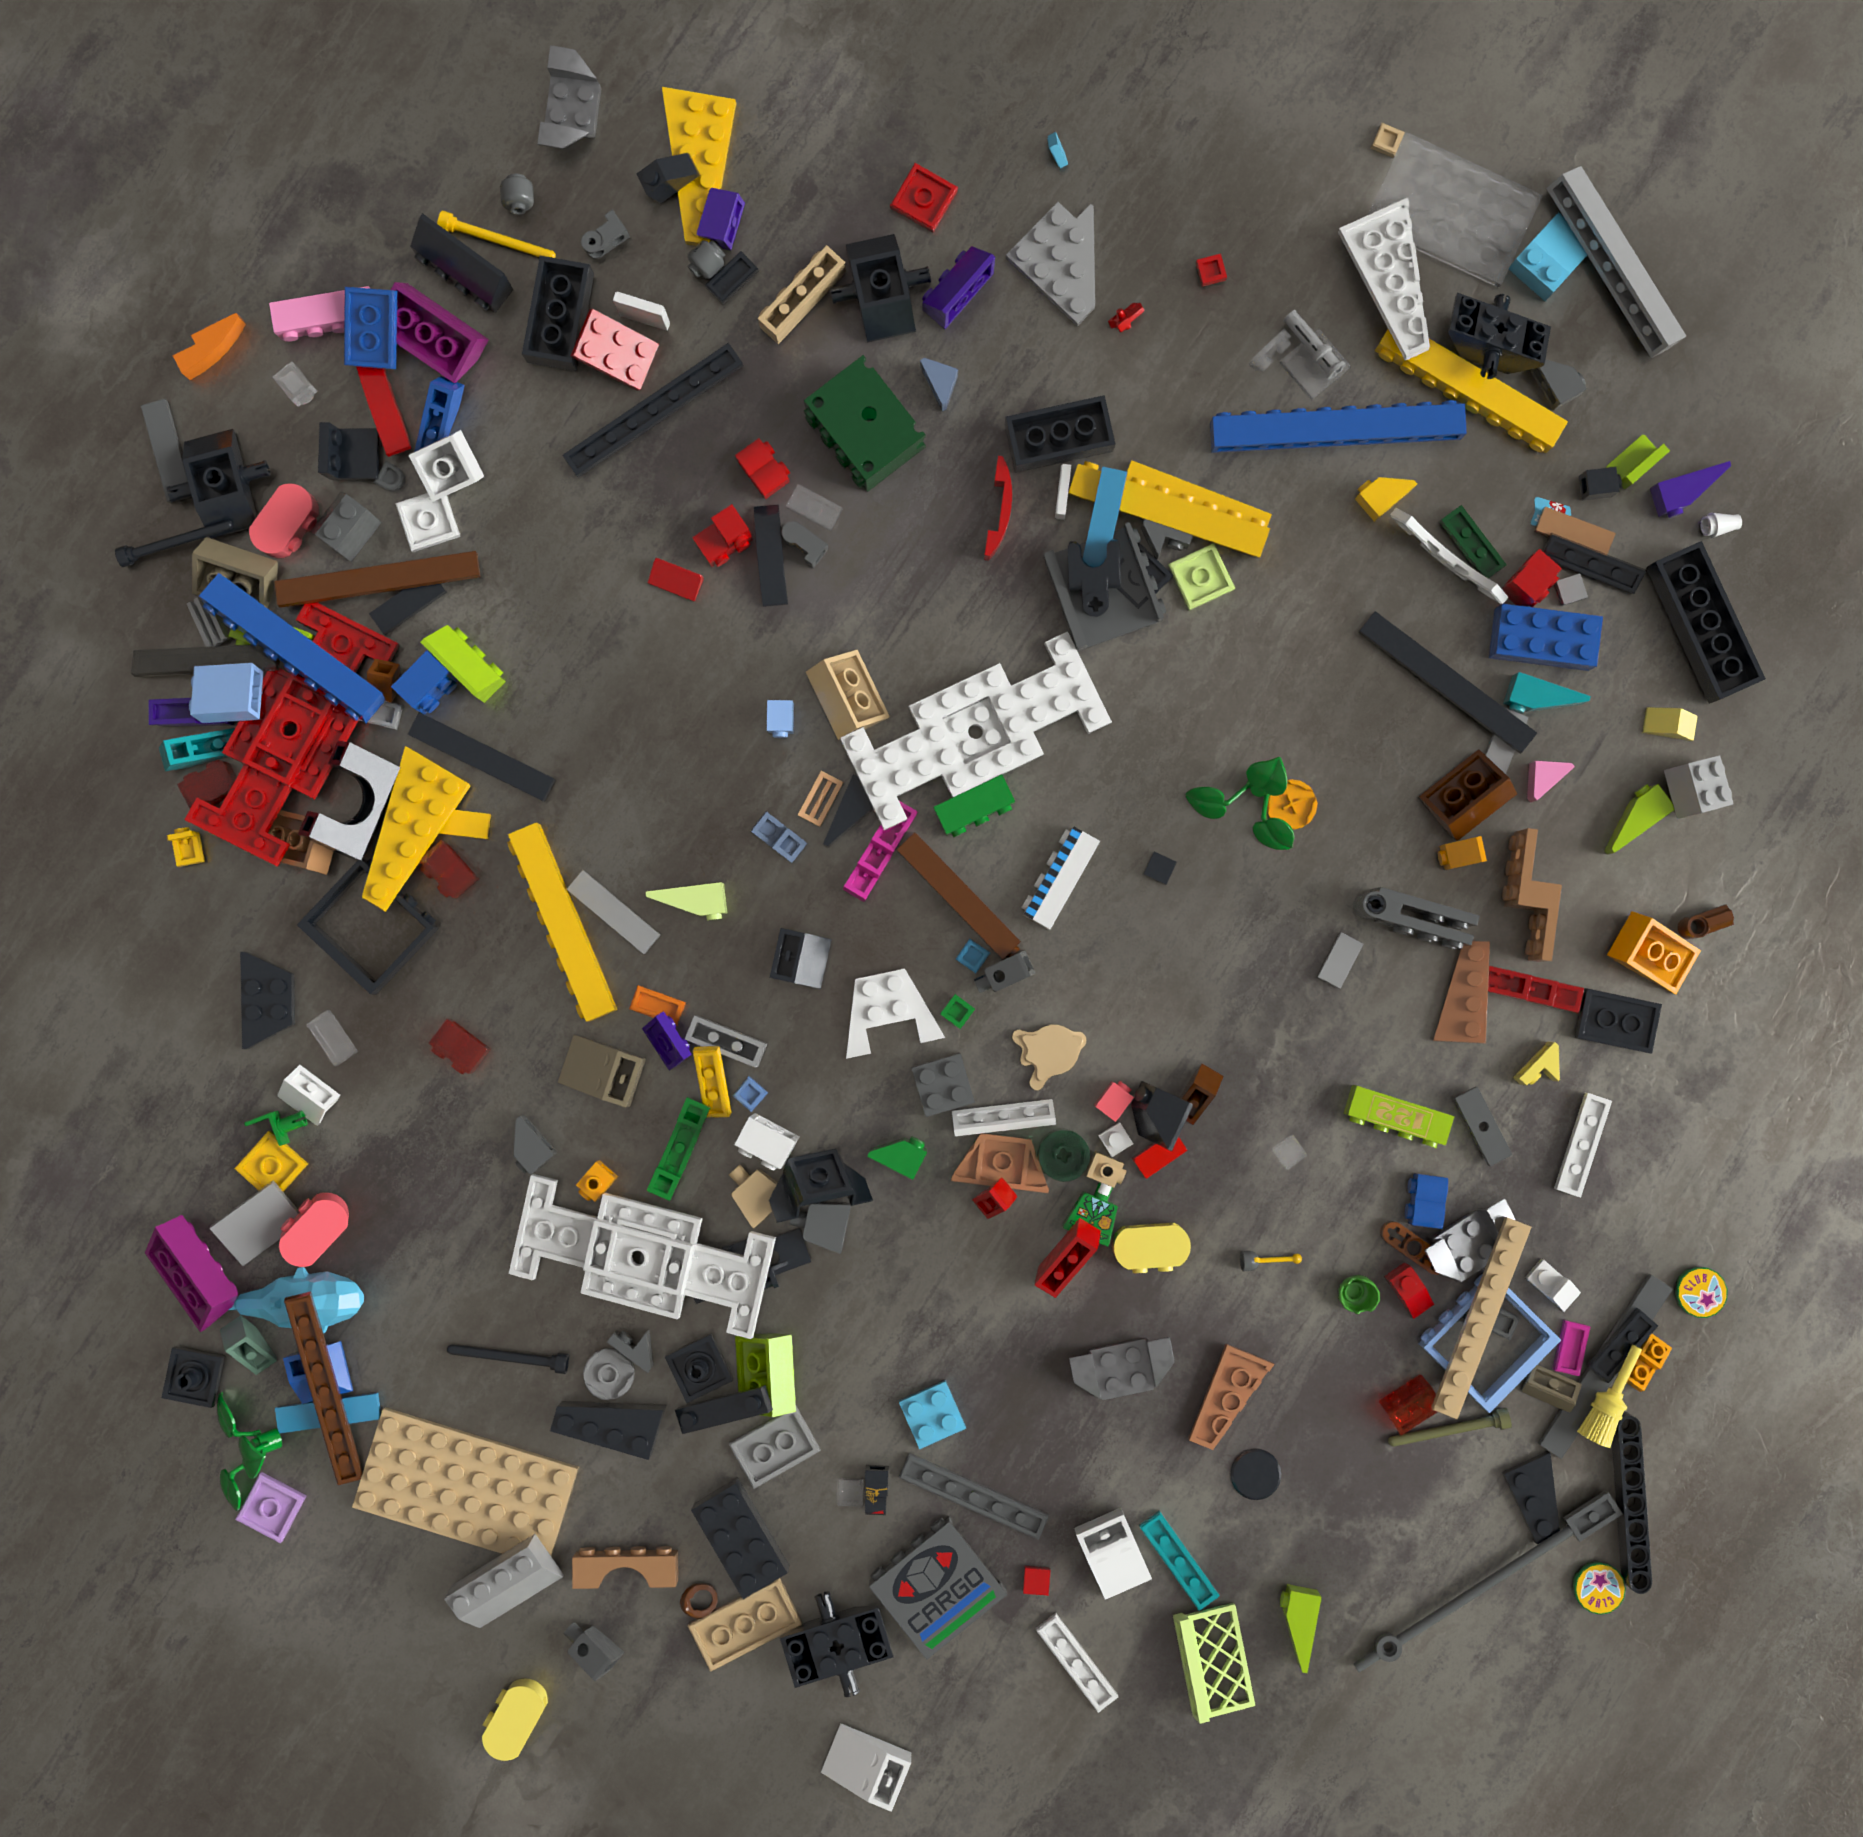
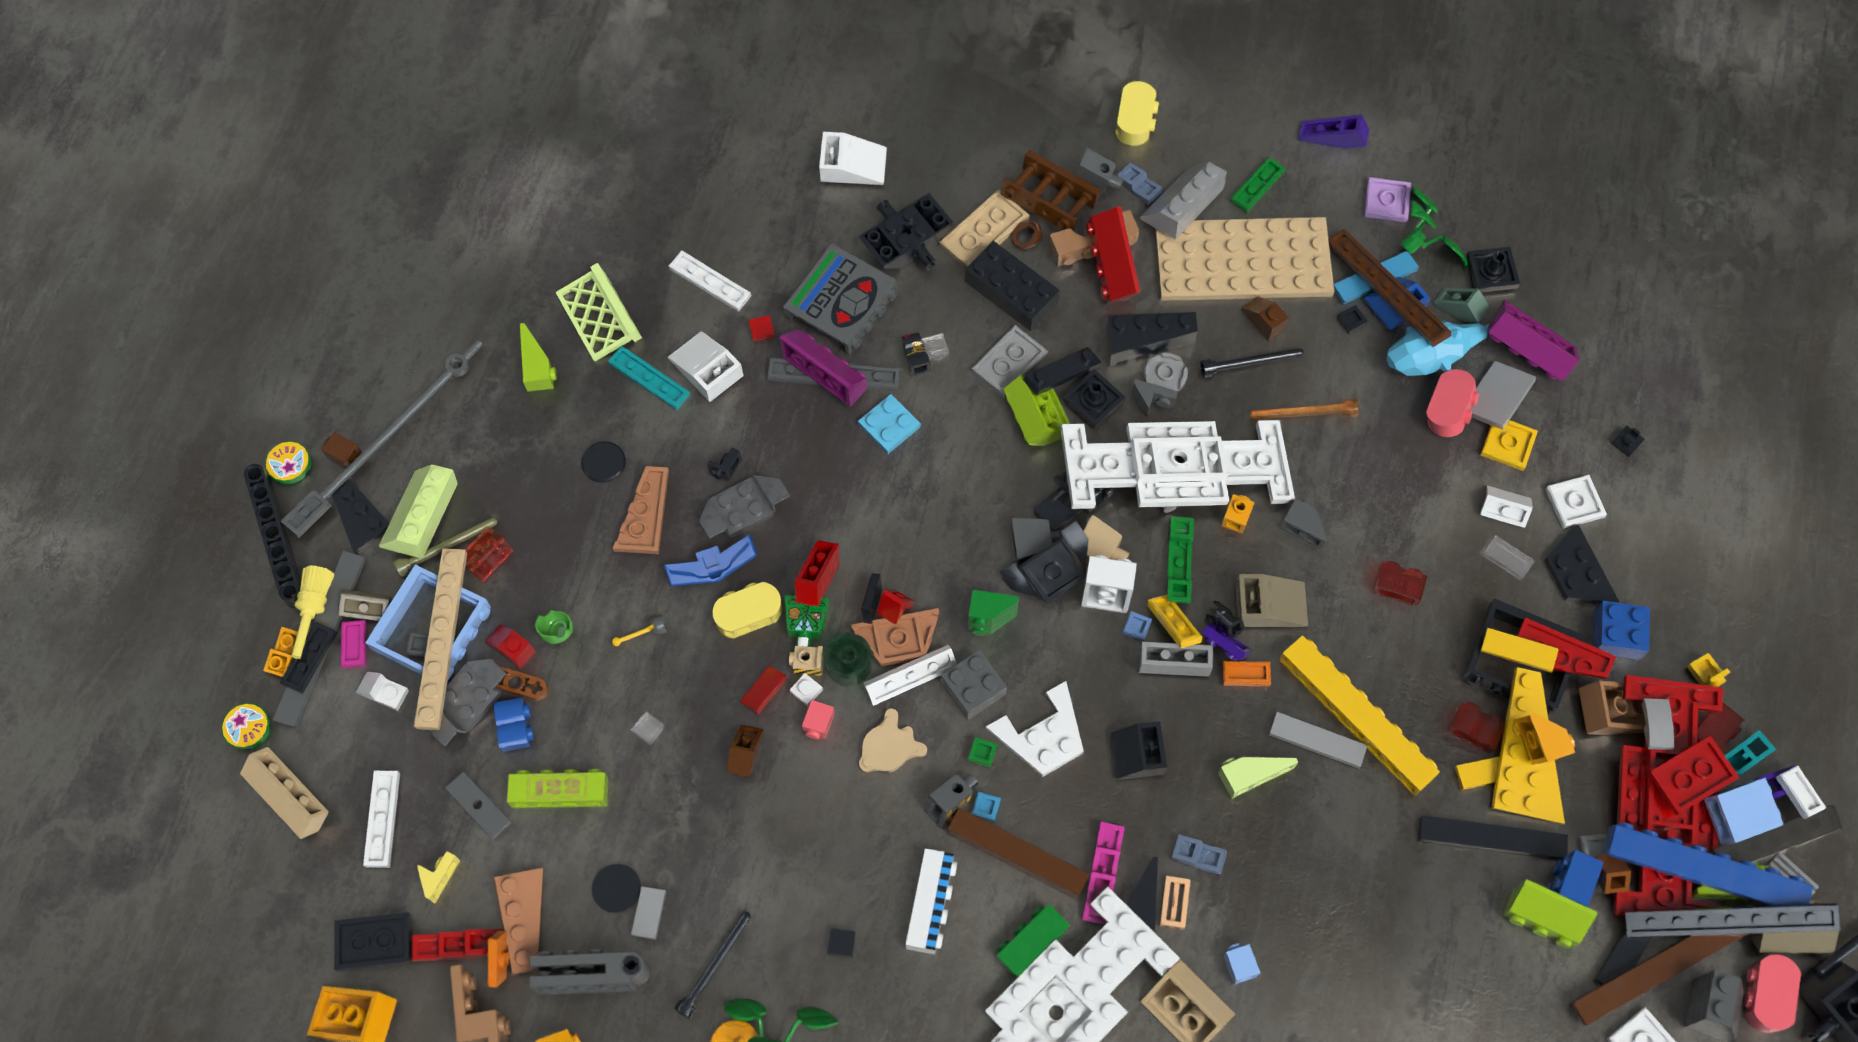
camera: 165 degrees right, 20 degrees down
(143, 1125) = (1628, 440): none -> black tile
(158, 694) = (1800, 792): none -> white tile
(231, 1076) = (1575, 501): none -> white tile
(253, 919) = (1622, 629): none -> blue brick
(260, 740) = (1693, 775): none -> red plate
(268, 803) = (1659, 724): none -> light grey slope
(281, 1125) = (1517, 472): green bracket -> none
(292, 593) = (1732, 920): none -> plate
(293, 1614) = (1336, 132): none -> dark purple slope
(335, 916) = (1572, 654): none -> red wing
(372, 927) = (1519, 650): none -> yellow tile
(376, 780) = (1575, 783): arch -> none
(376, 1370) = (1352, 319): none -> black tile
(393, 820) = (1544, 739): none -> light orange slope
(410, 1577) = (1257, 185): none -> green tile
(426, 1263) = (1348, 408): none -> clear orange piece
(471, 1404) = (1266, 317): none -> reddish brown slope
(546, 1623) = (1138, 184): none -> sand blue slope
(616, 1531) = (1113, 256): none -> red slope
(637, 1663) = (1057, 177): none -> reddish brown fence
(657, 1066) = (1225, 619): none -> black piece
(985, 1504) = (823, 366): none -> magenta slope
(1018, 1213) = (871, 598): none -> black tile
(1121, 1422) = (729, 464): none -> black bracket
(1159, 1115) = (774, 719): black slope -> none
(1173, 1311) = (711, 564): none -> plate
(1327, 856) = (687, 1005): none -> black piece
(1365, 996) = (616, 888): none -> black piece
(1470, 1477) = (420, 511): none -> yellowish green slope
(1501, 960) = (497, 958): none -> orange plate
(1539, 1581) = (340, 450): none -> reddish brown brick
(1677, 1203) = (284, 792): none -> tan brick

